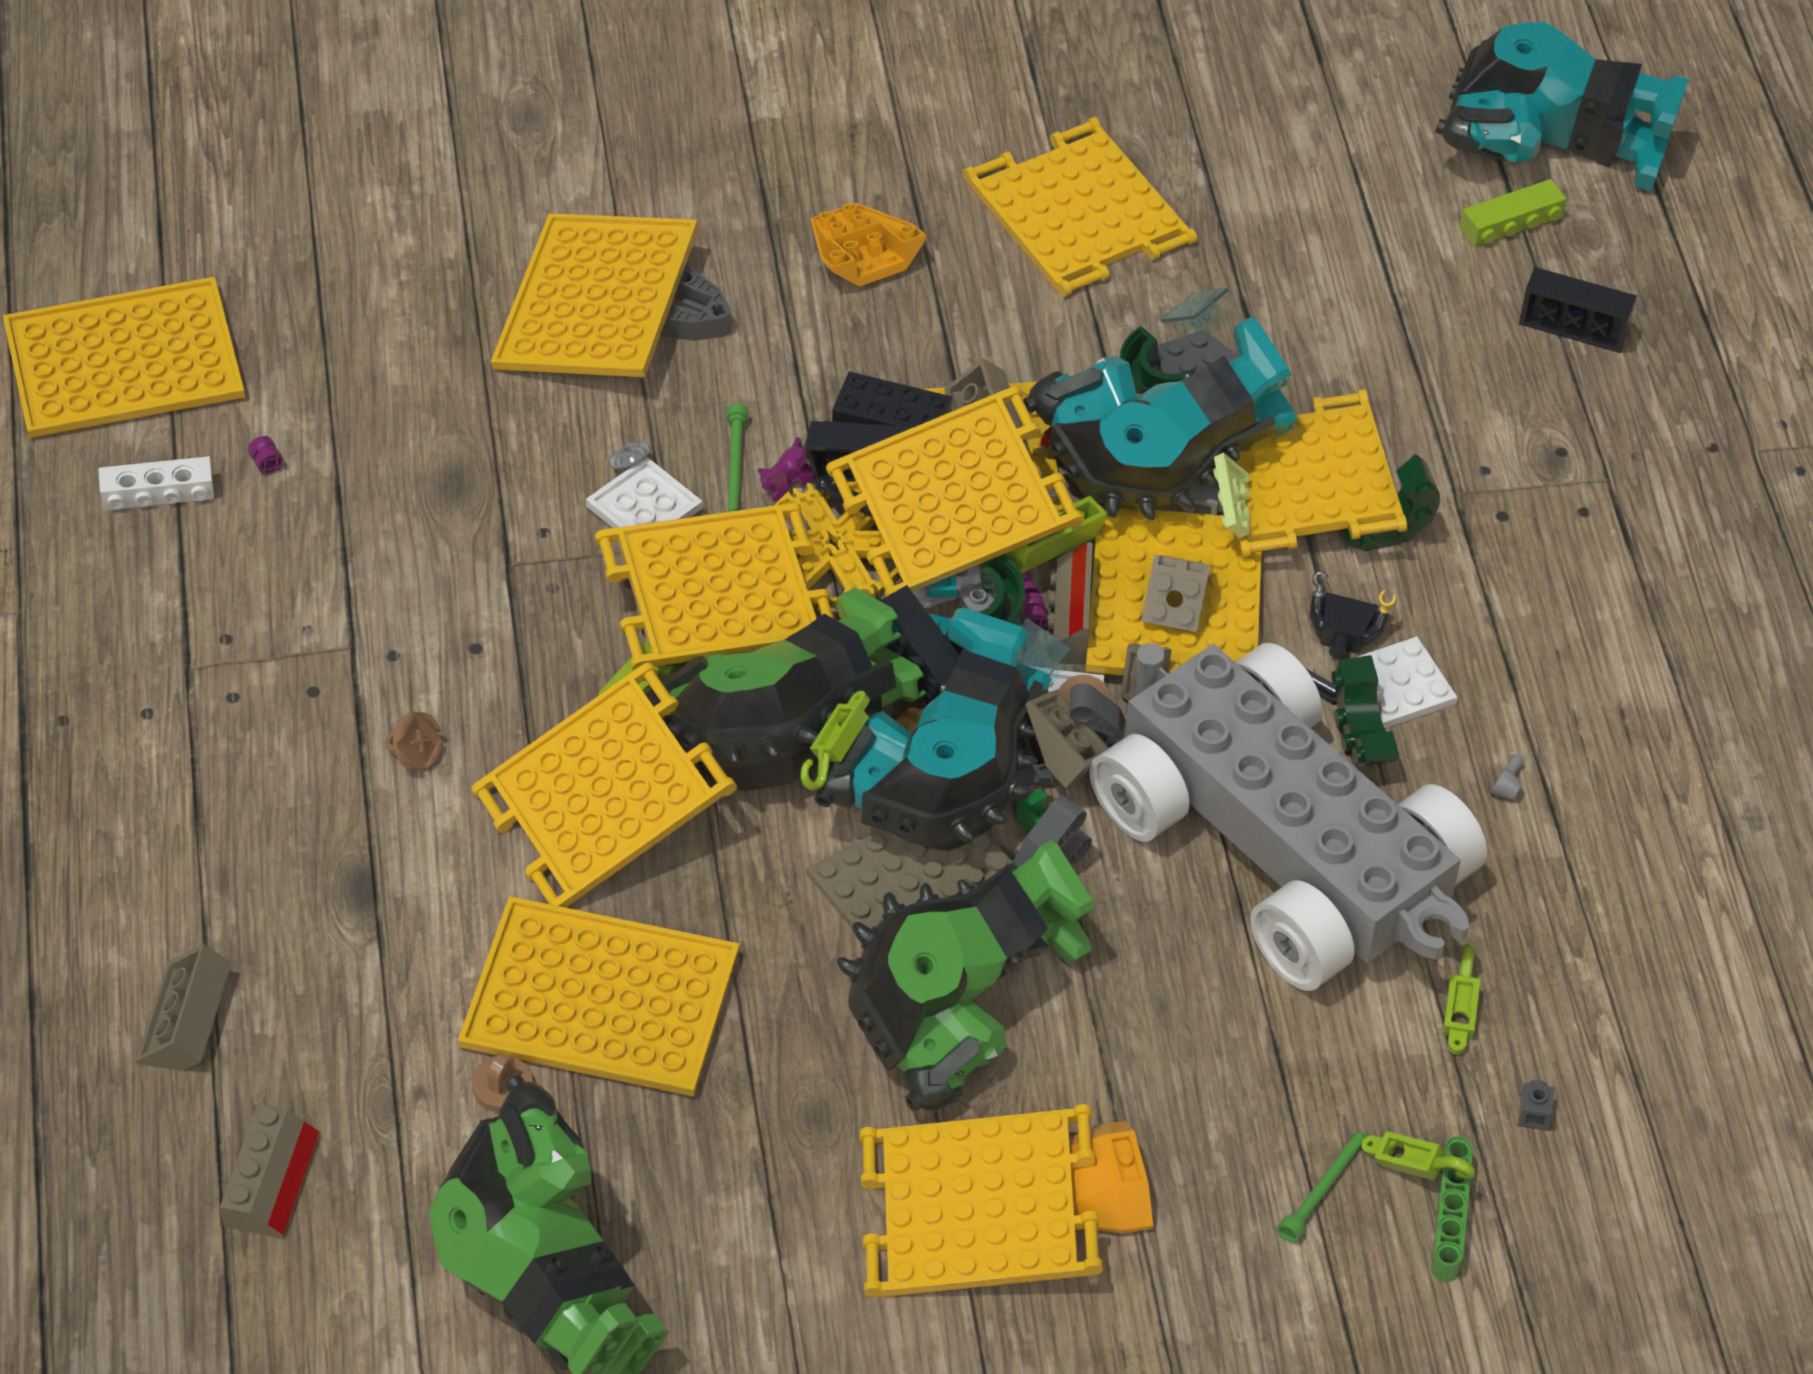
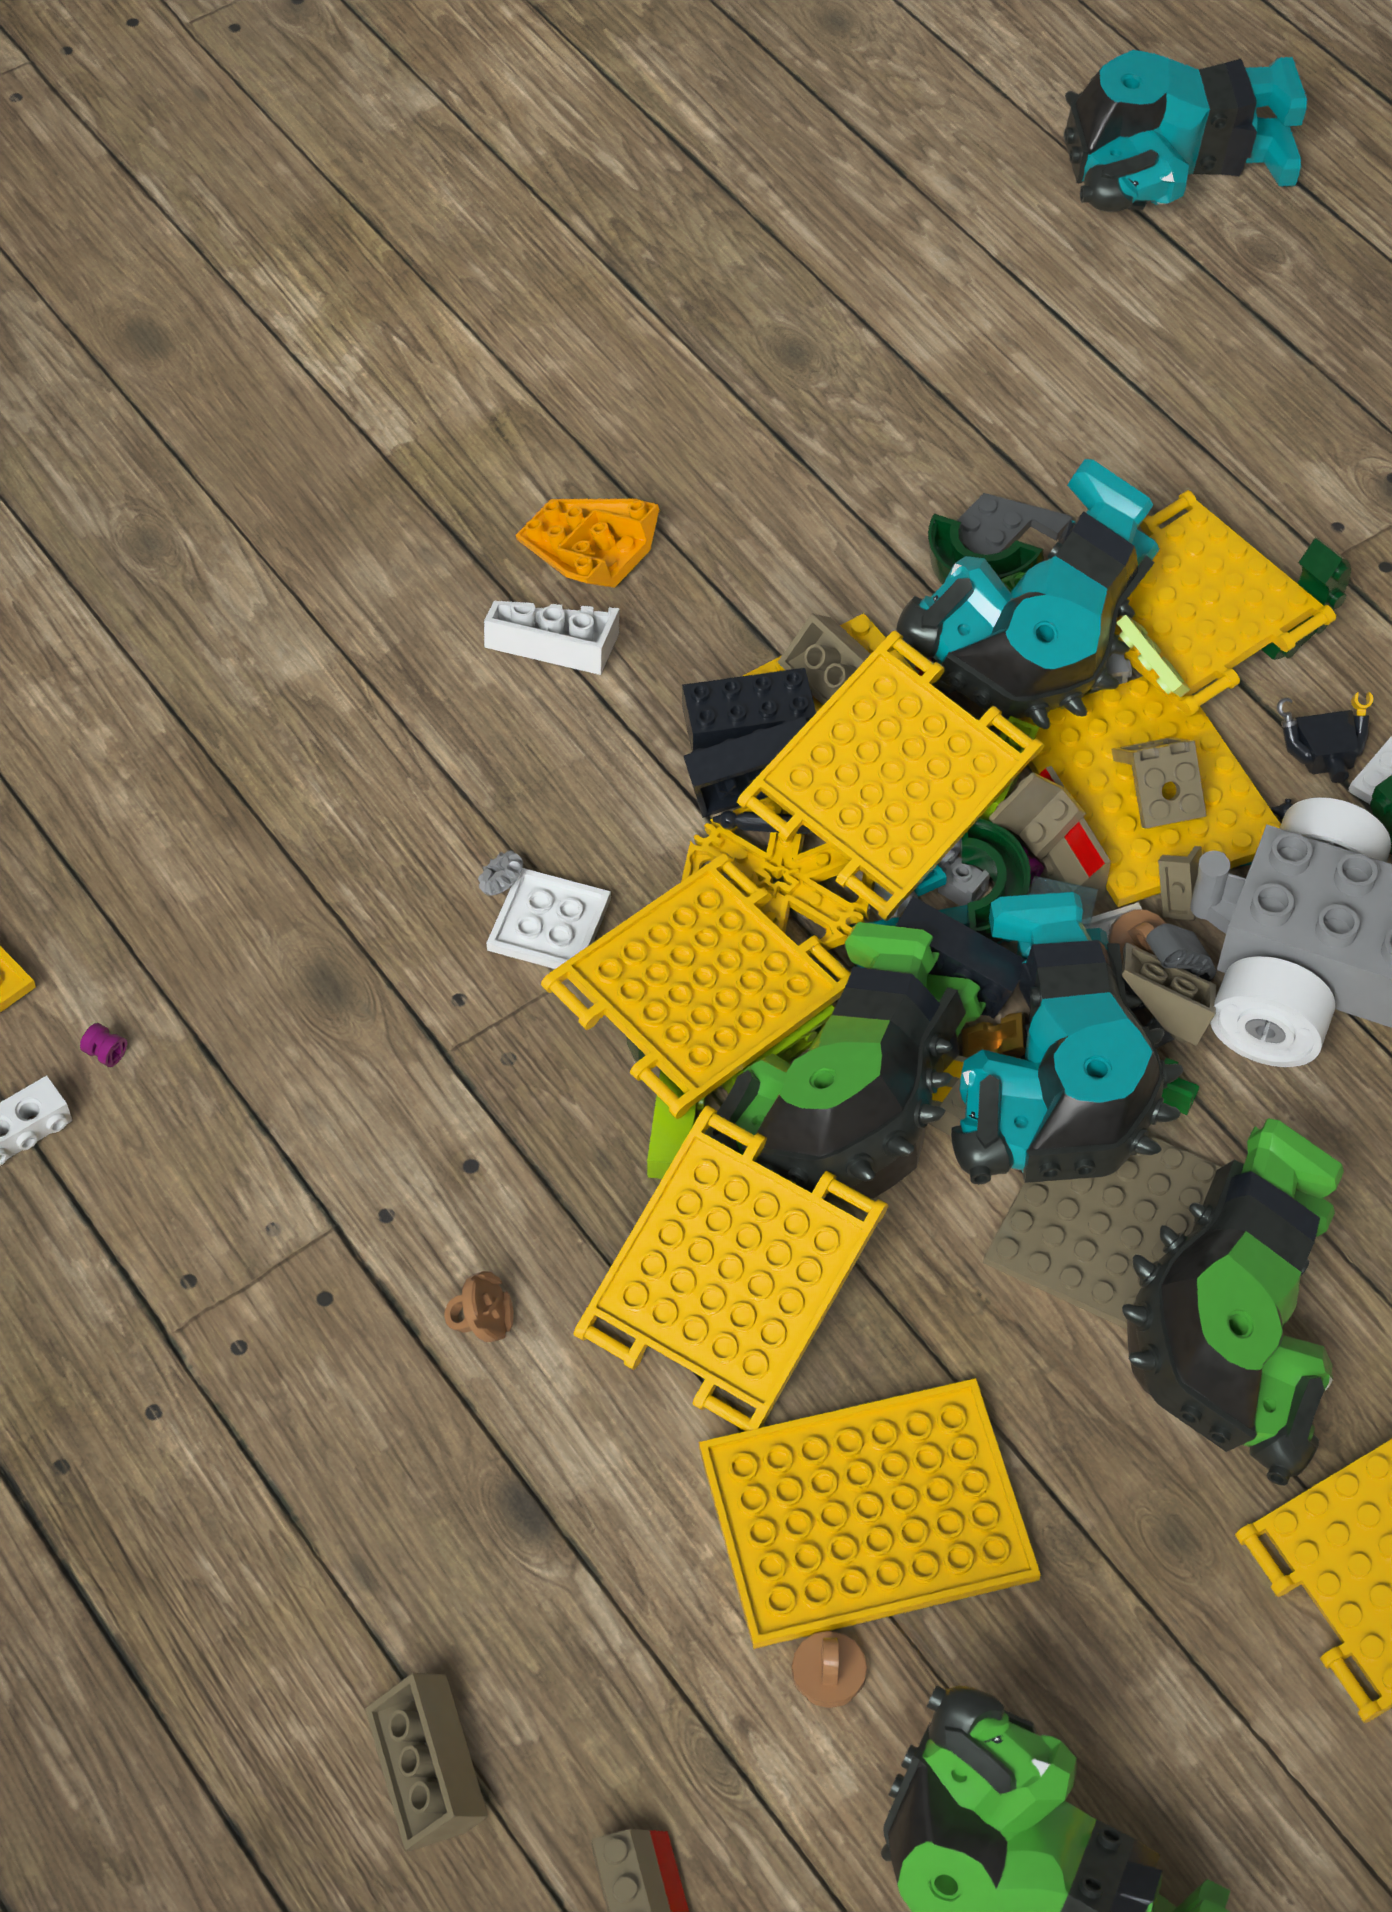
camera: 25 degrees left, 5 degrees up
(595, 295) = (354, 711): yellow plate -> none
(702, 313) = (474, 686): dark grey connector -> none
(737, 418) = (583, 782): bright green piece -> none
(785, 301) = (553, 634): none -> white wedge
(789, 469) = (678, 815): magenta animal -> none
(836, 738) = (964, 1107): lime piece -> none
(1056, 569) = (1038, 813): none -> dark tan bracket
(1060, 825) = (1224, 1112): dark grey connector -> none
(1078, 207) = (775, 415): yellow plate -> none
(1194, 307) = (961, 471): clear light blue piece -> none
(1512, 213) = (1190, 256): lime brick -> none
(1577, 309) = (1322, 328): black brick -> none

